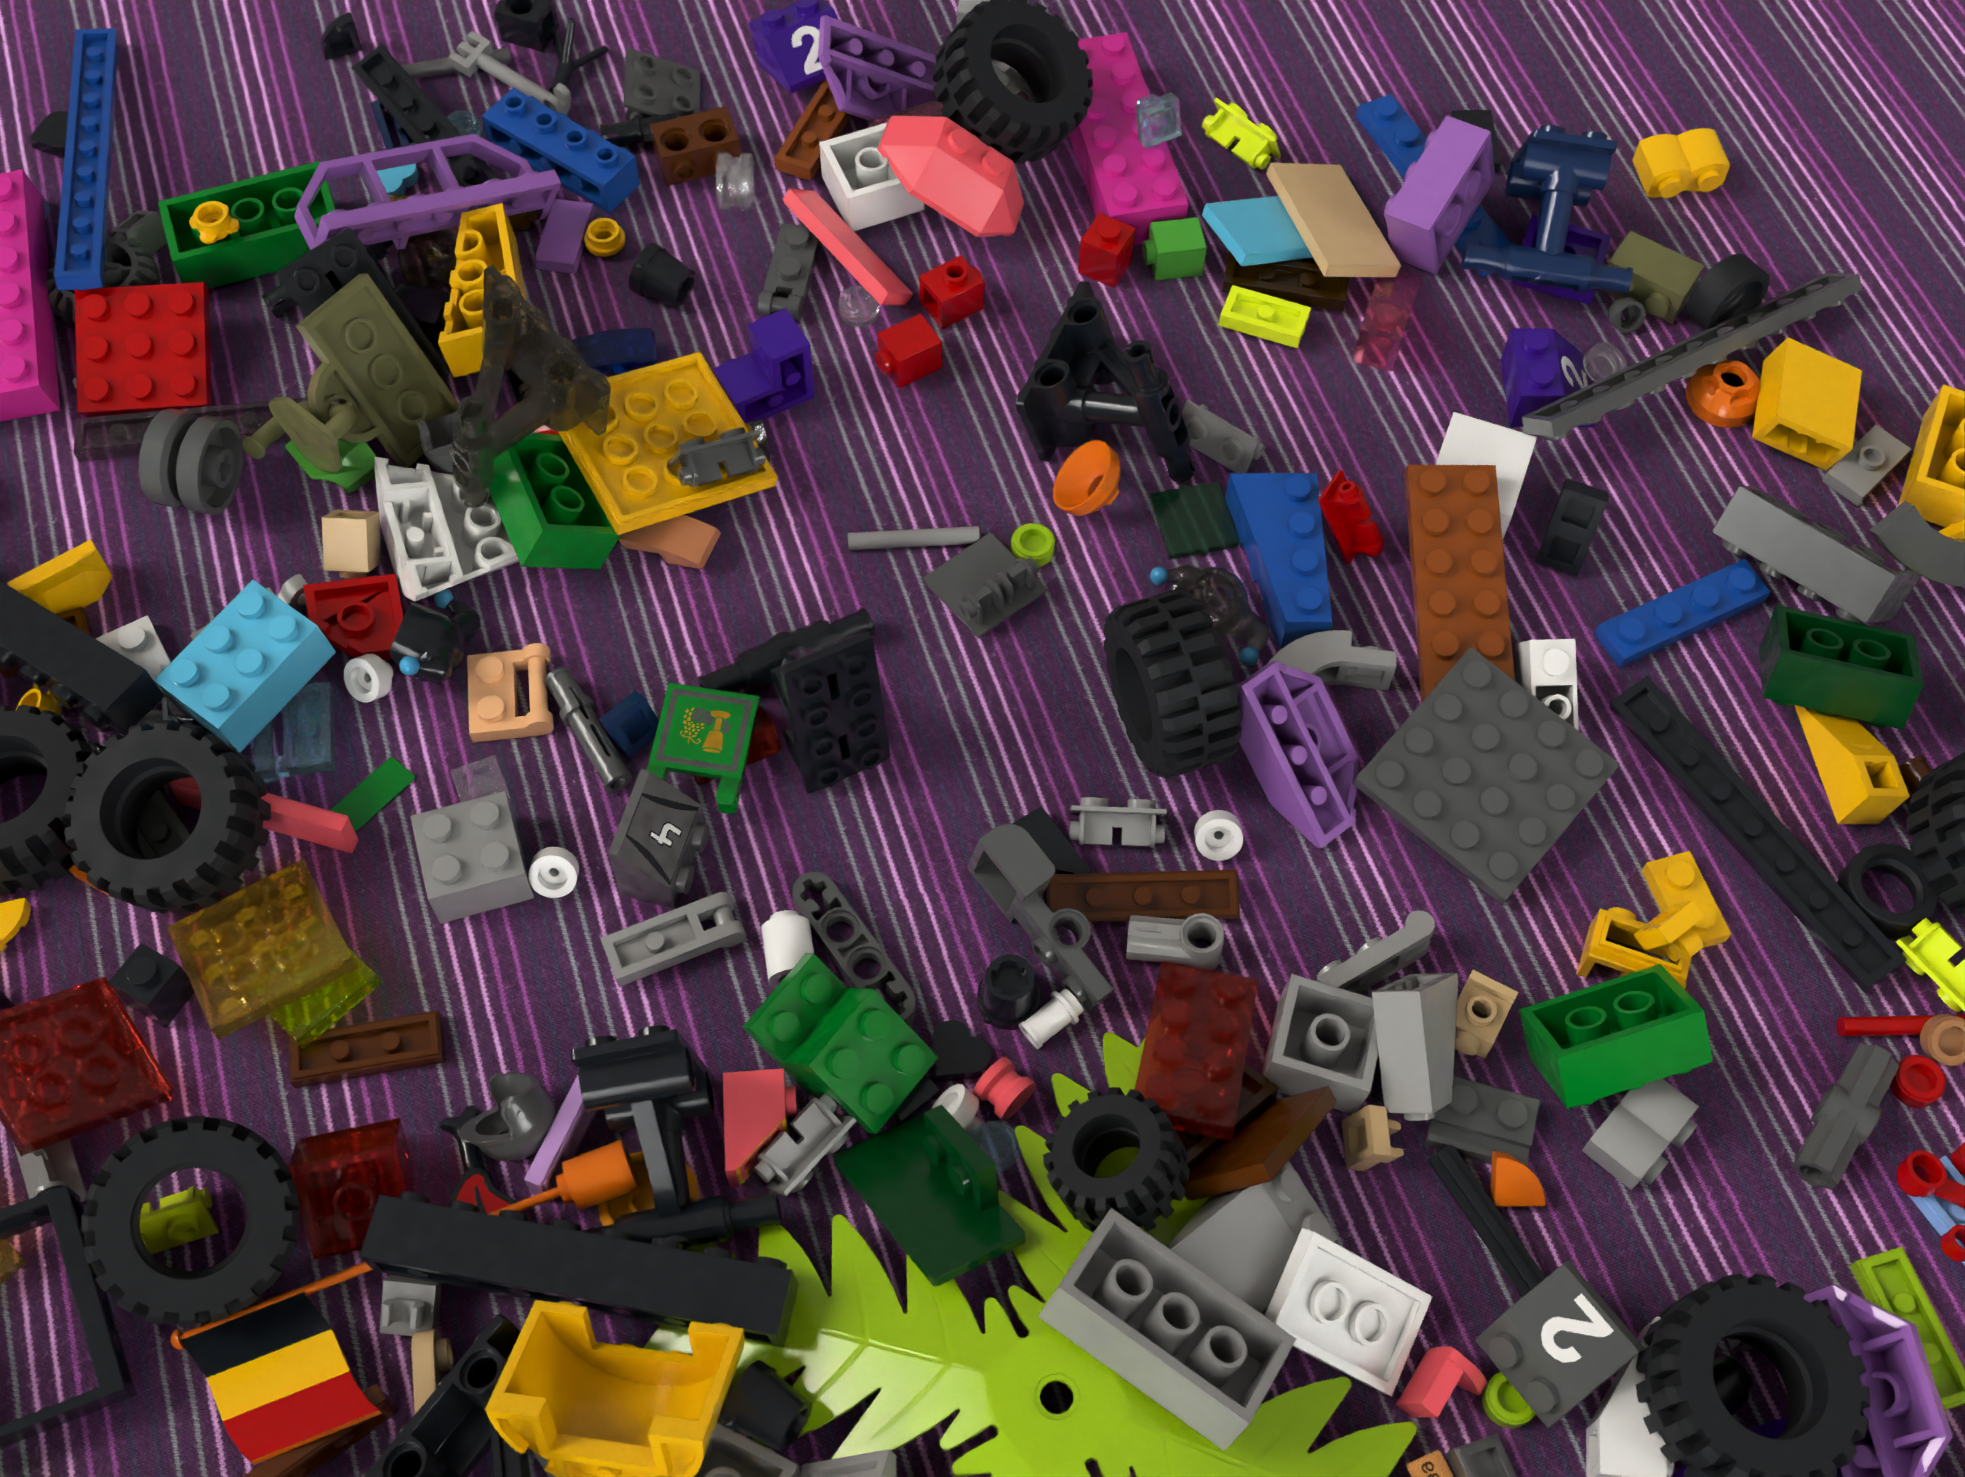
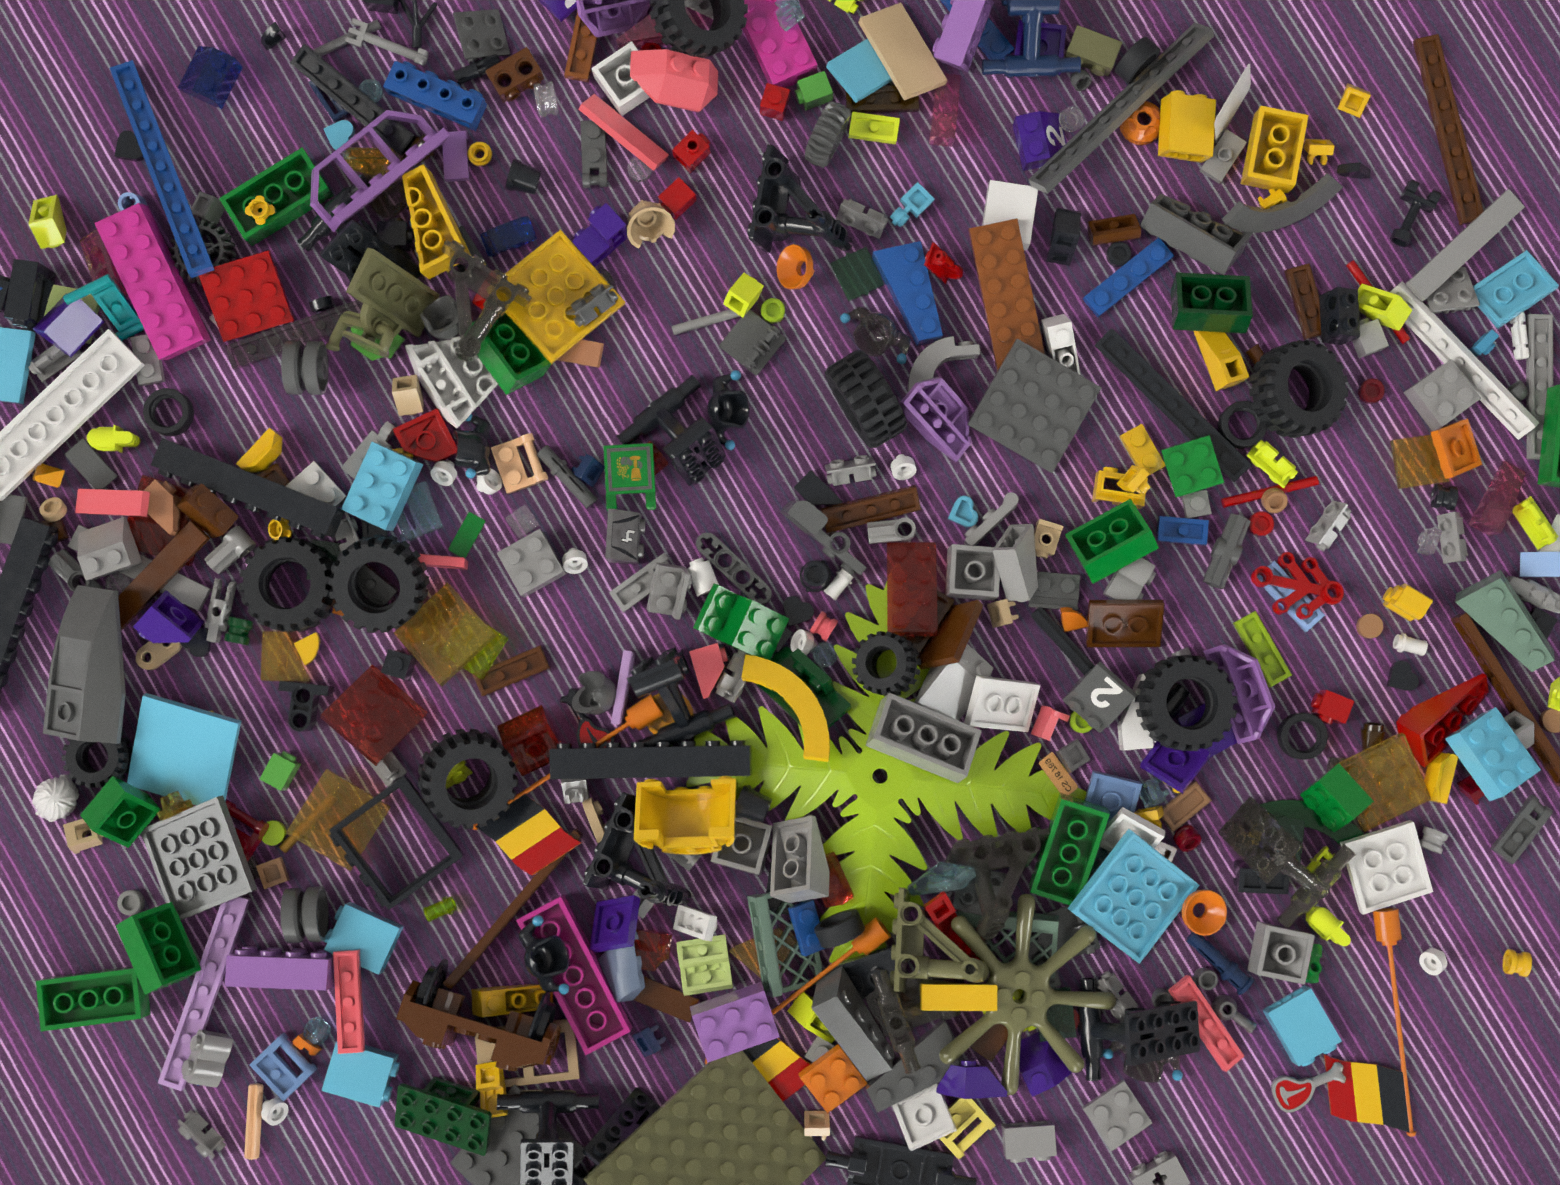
camera: 10 degrees left, 25 degrees up
(228, 70) = (210, 76): none -> clear blue slope
(262, 386) = (321, 304): none -> black tile
(443, 707) = (489, 483): none -> white tile
(716, 954) = (669, 590): none -> light grey bracket
(851, 366) = (648, 222): none -> tan helmet
(914, 672) = (727, 407): none -> black piece
(920, 1197) = (799, 698): none -> yellow tile
(986, 503) = (743, 294): none -> neon yellow brick
(1184, 299) = (827, 134): none -> dark grey gear
(1316, 427) = (915, 201): none -> medium azure plate
(1320, 939) = (963, 512): none -> medium azure tile
(1625, 1210) = (1124, 623): none -> reddish brown tile
(1663, 533) = (1113, 229): none -> reddish brown brick
(1666, 573) = (1118, 254): none -> black tile
(1758, 1059) = (1182, 530): none -> blue plate
(1786, 1018) = (1196, 504): none -> light grey plate
(1787, 935) = (1192, 466): none -> green brick
(1892, 377) = (1232, 103): none -> white sticker

